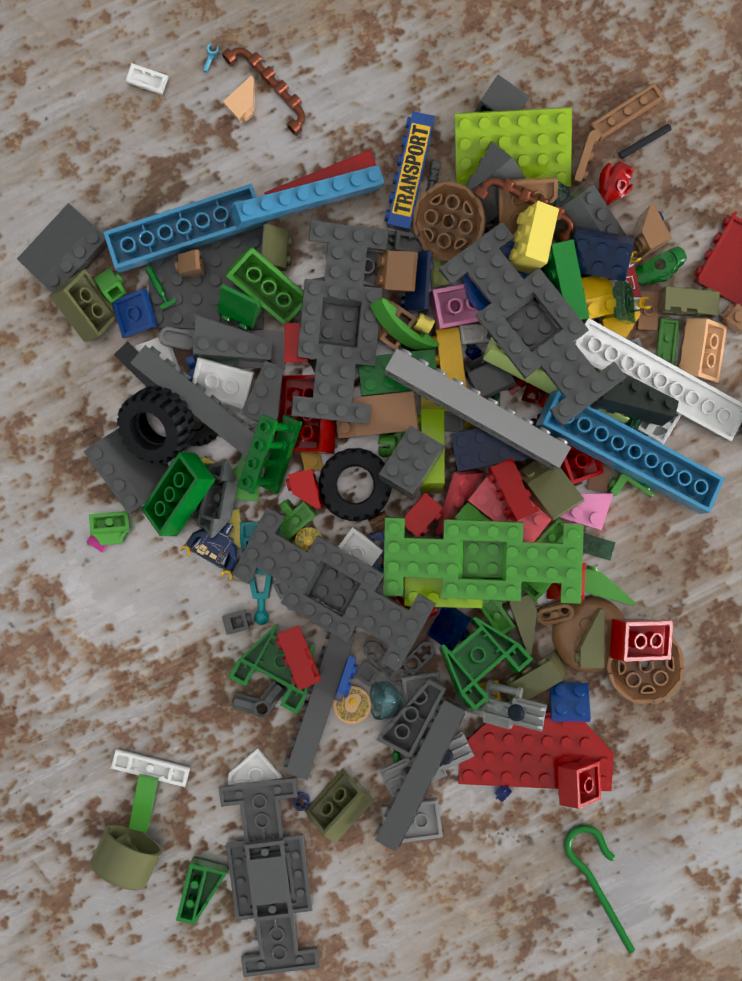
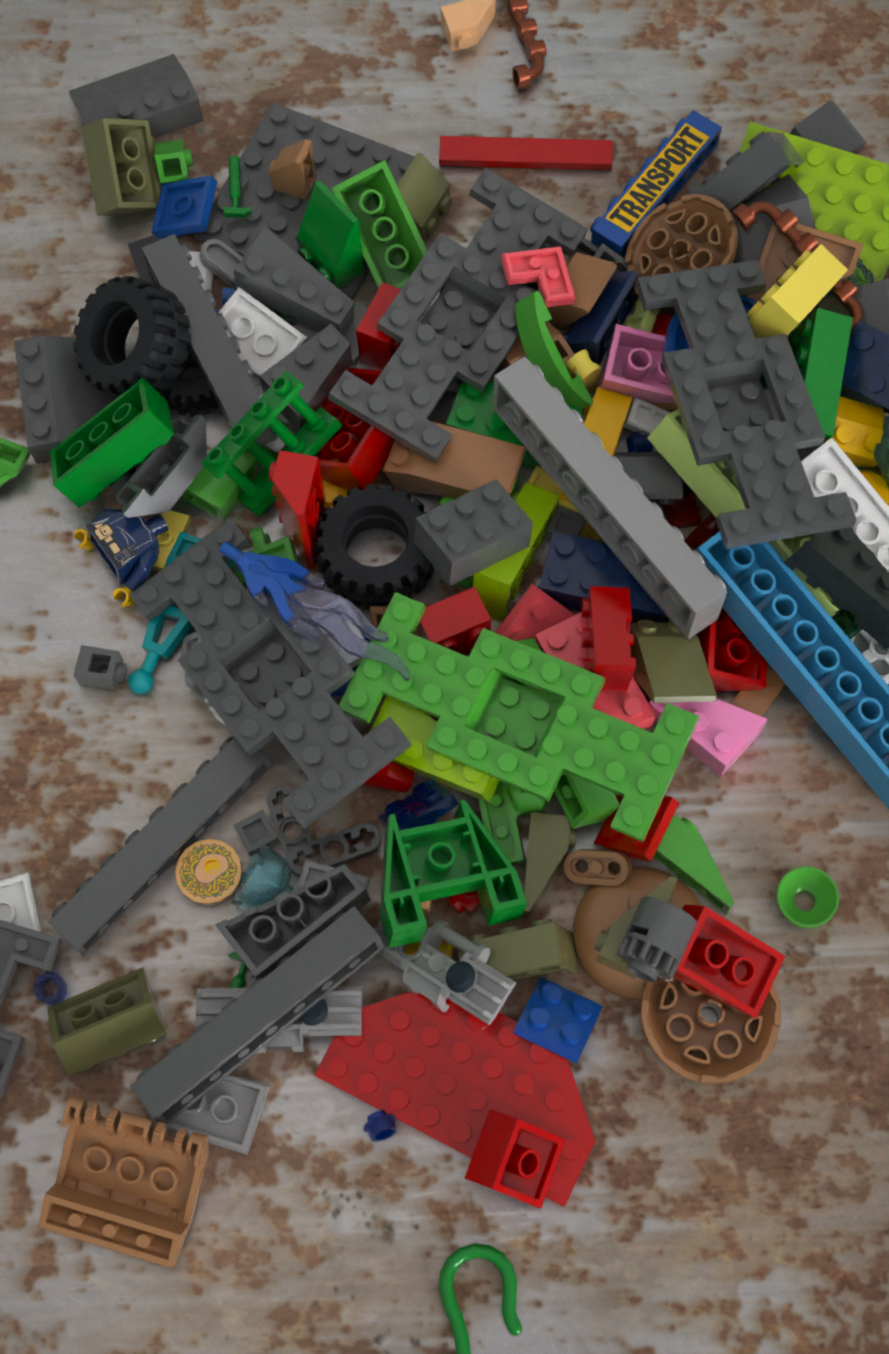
camera: 30 degrees right, 20 degrees down
(177, 230) = (339, 124): dark azure brick -> none
(250, 703) = (55, 799): dark grey piece -> none
(268, 659) = (133, 753): green wedge -> none
(298, 657) = (161, 743): red wedge -> none
(307, 196) = (495, 145): dark azure brick -> none
(343, 546) = (296, 602): none -> clear purple piece
(344, 684) = (215, 815): blue plate -> none
(376, 274) = (544, 267): none -> coral tile
(392, 883) = (125, 1183): none -> medium nougat slope
(471, 152) = (752, 170): none -> dark grey wedge
(597, 546) = (704, 796): clear green plate -> none
(609, 653) = (656, 939): none -> dark grey gear
(617, 483) = (794, 711): bright green bracket -> none
(679, 584) = (818, 886): none -> bright green piece

